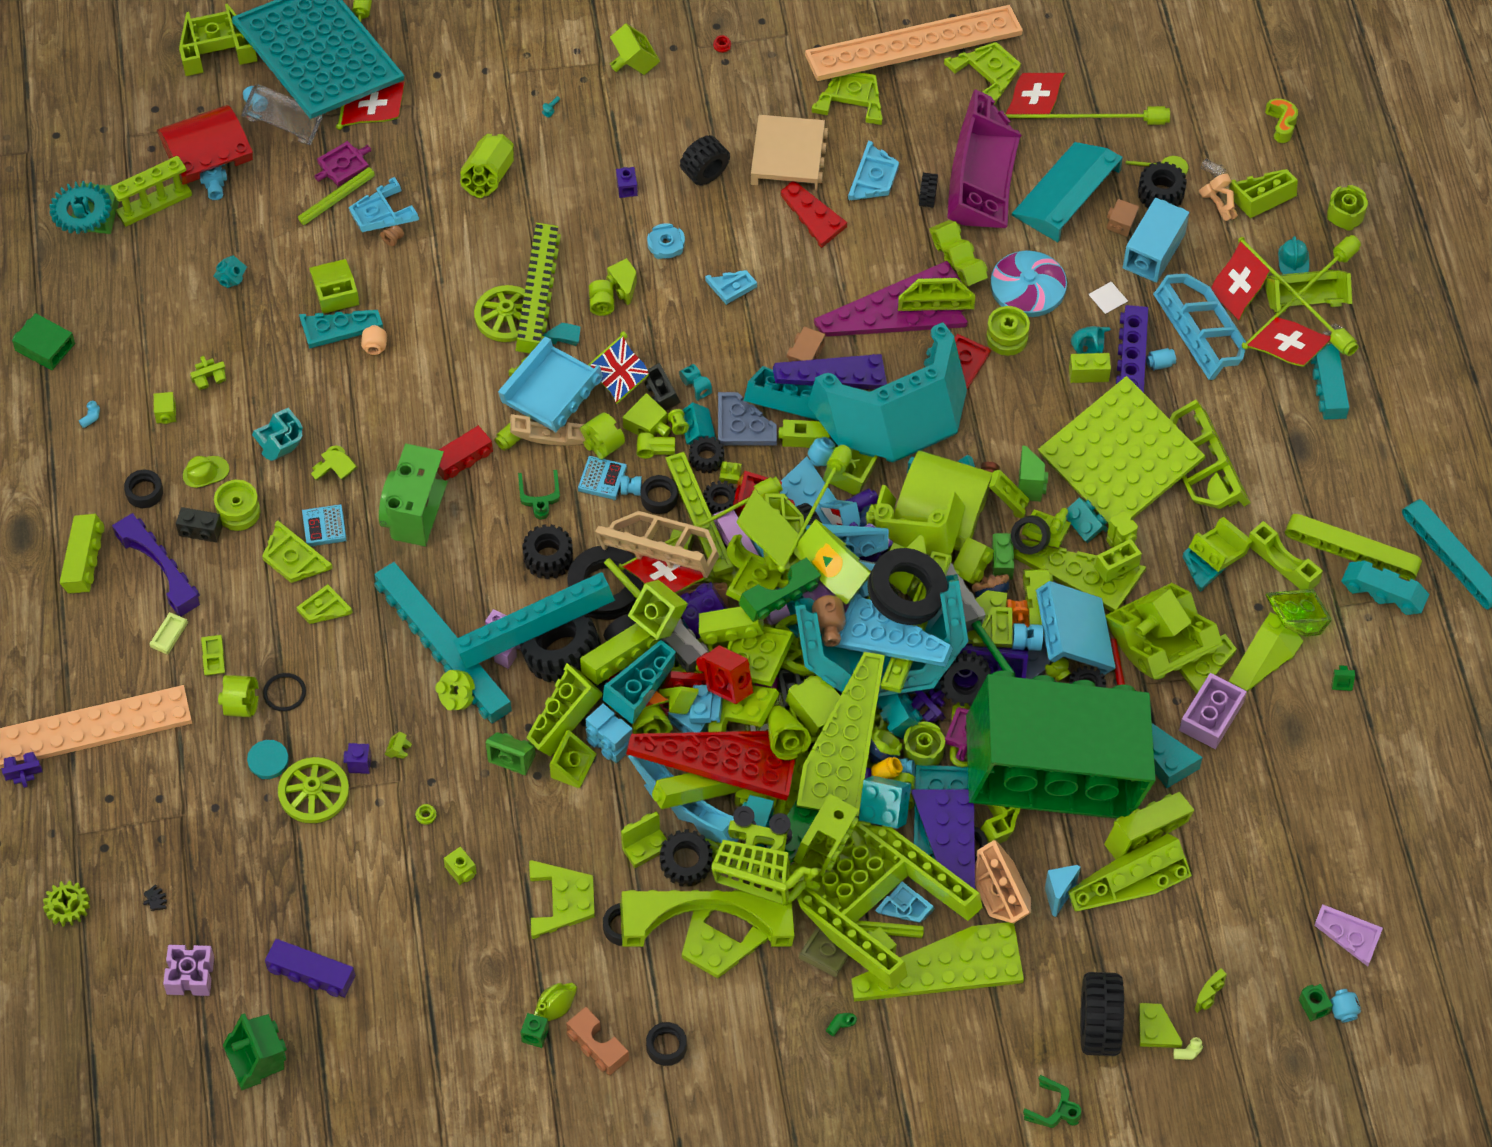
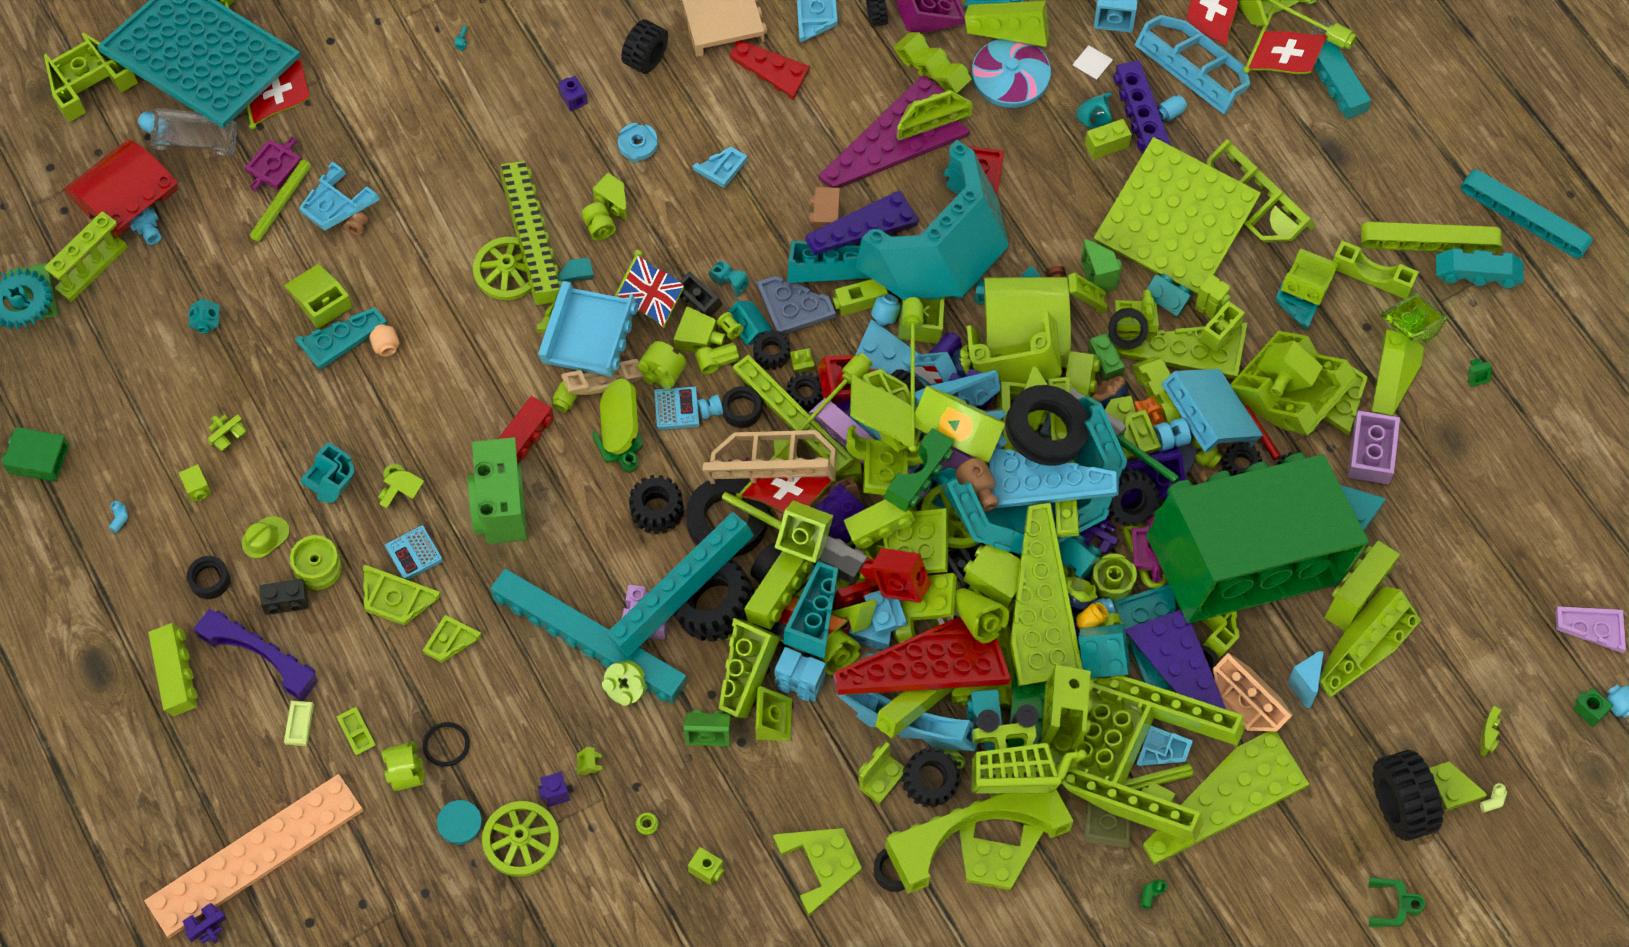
camera: 20 degrees left, 5 degrees up
(487, 165) = (425, 120): lime brick -> none
(546, 467) = (618, 416): none -> lime tile
(1008, 330) = (1014, 126): lime wheel -> none
(1045, 238) = (1010, 21): none -> lime wedge

